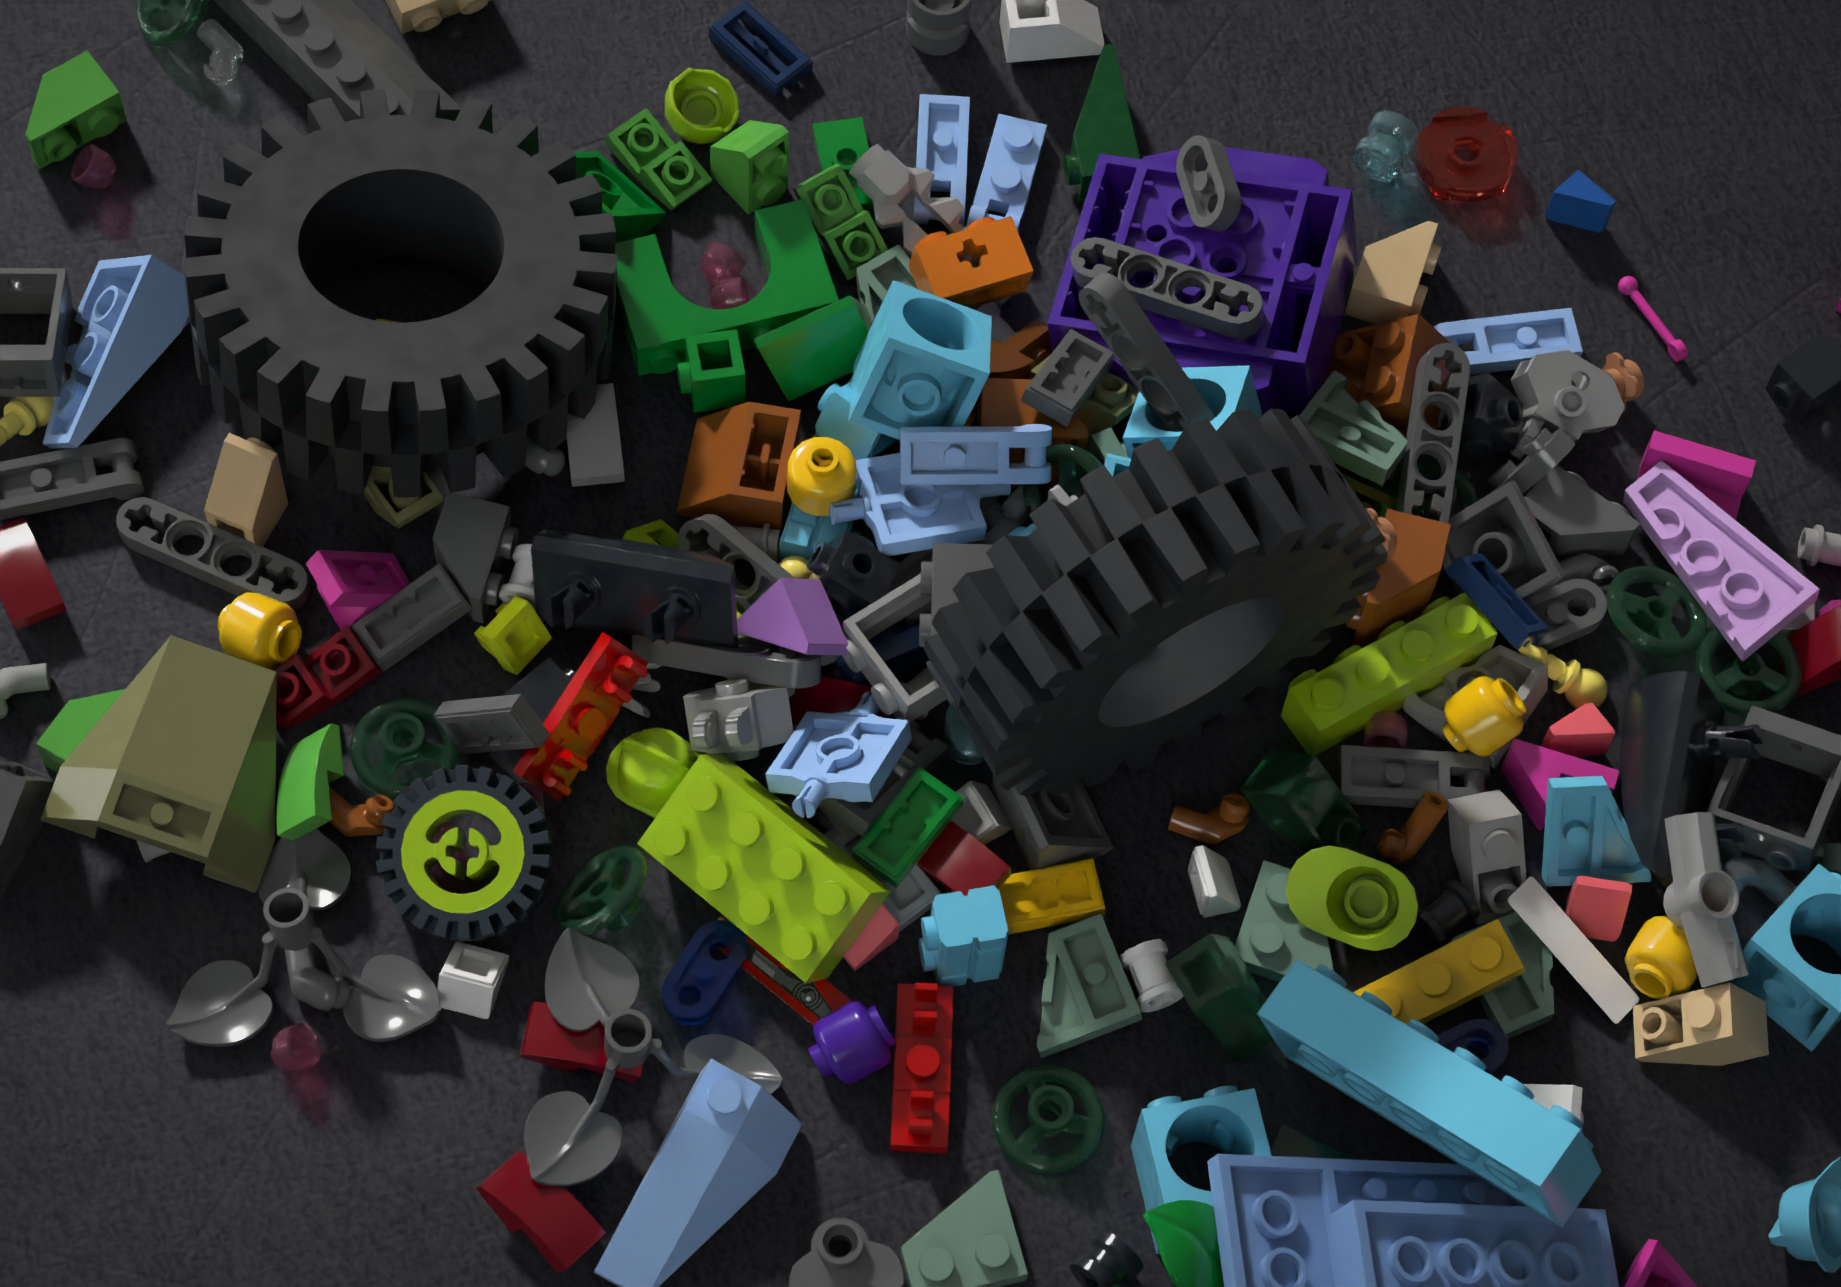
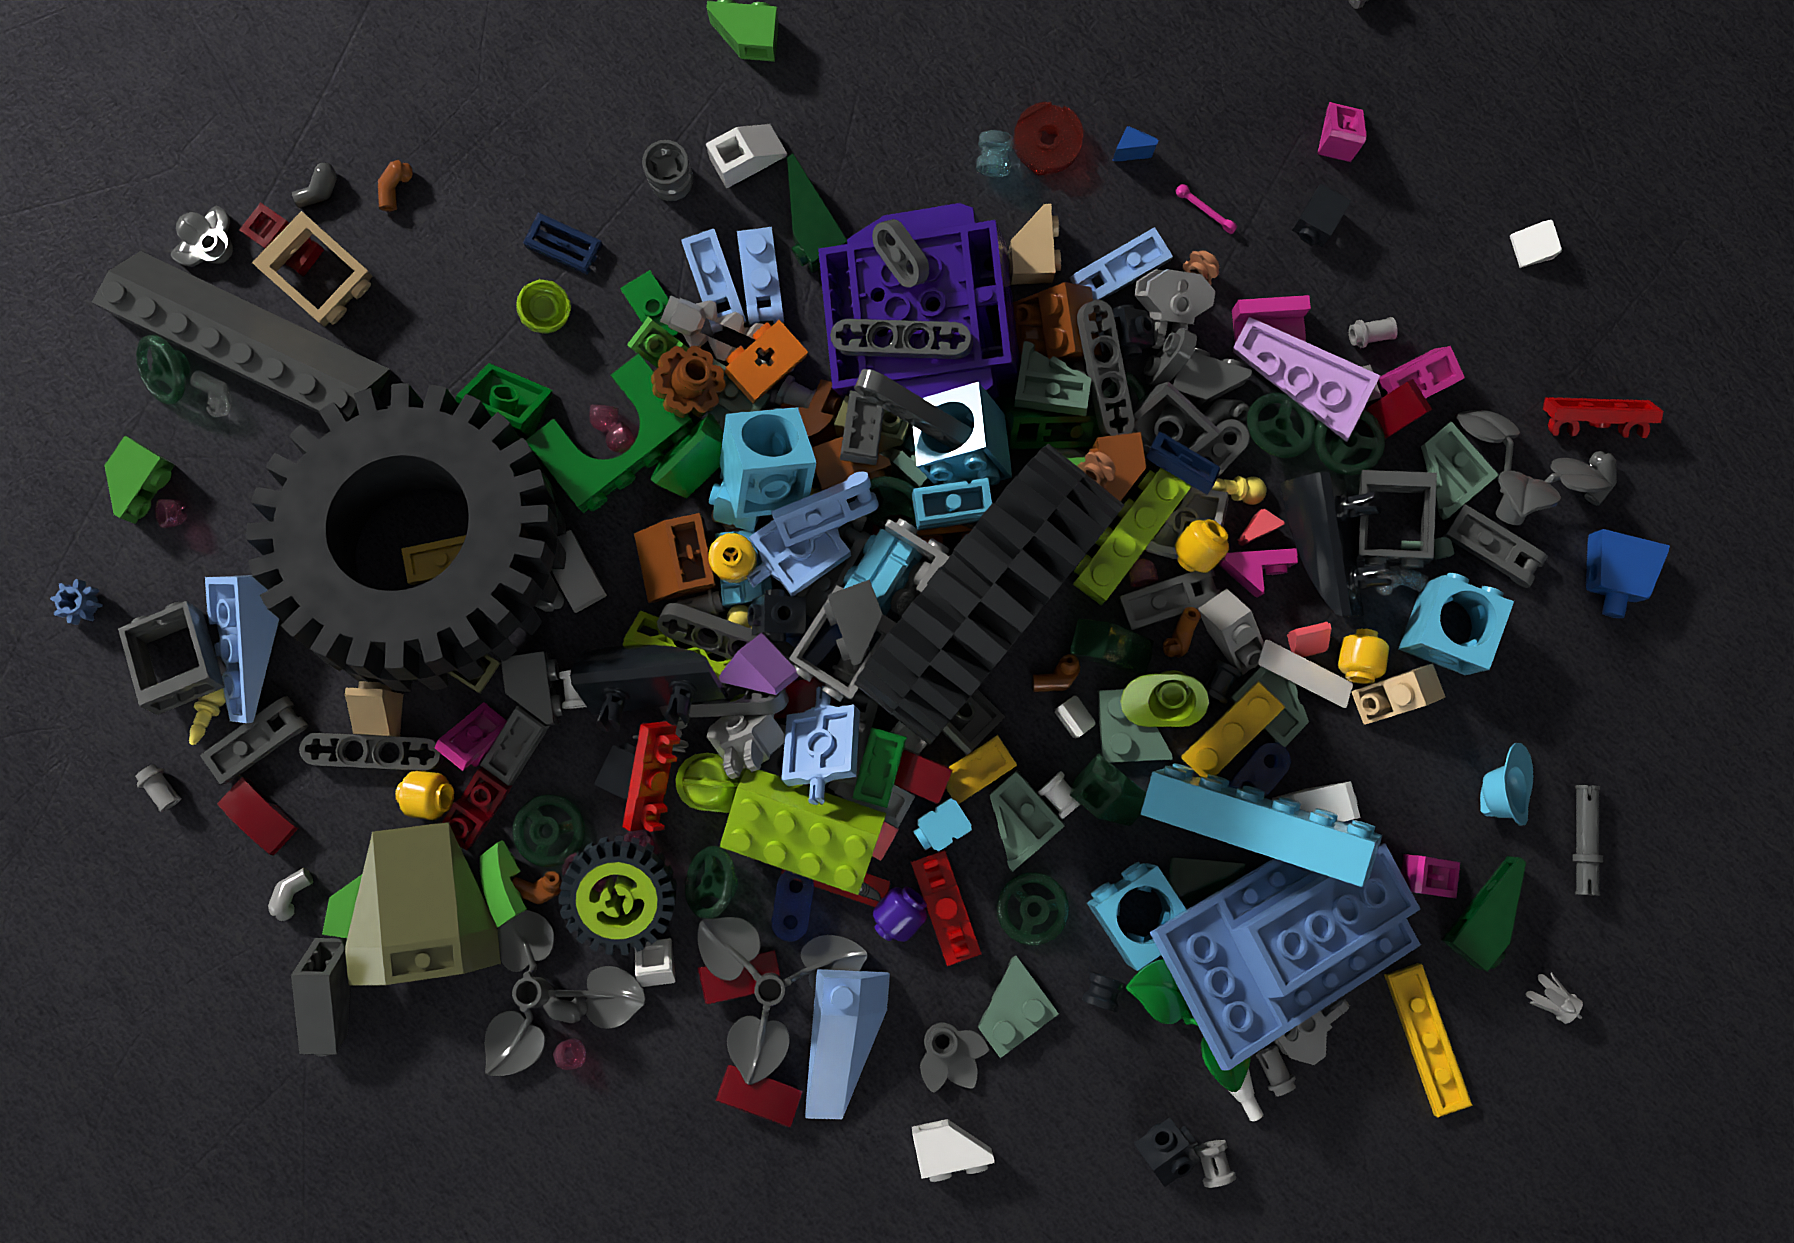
camera: 20 degrees left, 20 degrees up
(491, 724) = (597, 805): dark grey plate -> none
(514, 635) = (581, 732): neon yellow tile -> none
(656, 161) = (531, 355): bright green slope -> none
(713, 371) = (630, 500): green brick -> none
(752, 164) = (594, 337): bright green slope -> none
(855, 253) = (688, 381): none -> dark orange plant
(1587, 835) = (1289, 598): medium azure wing -> none
(1703, 898) = (1381, 623): light grey piece -> none

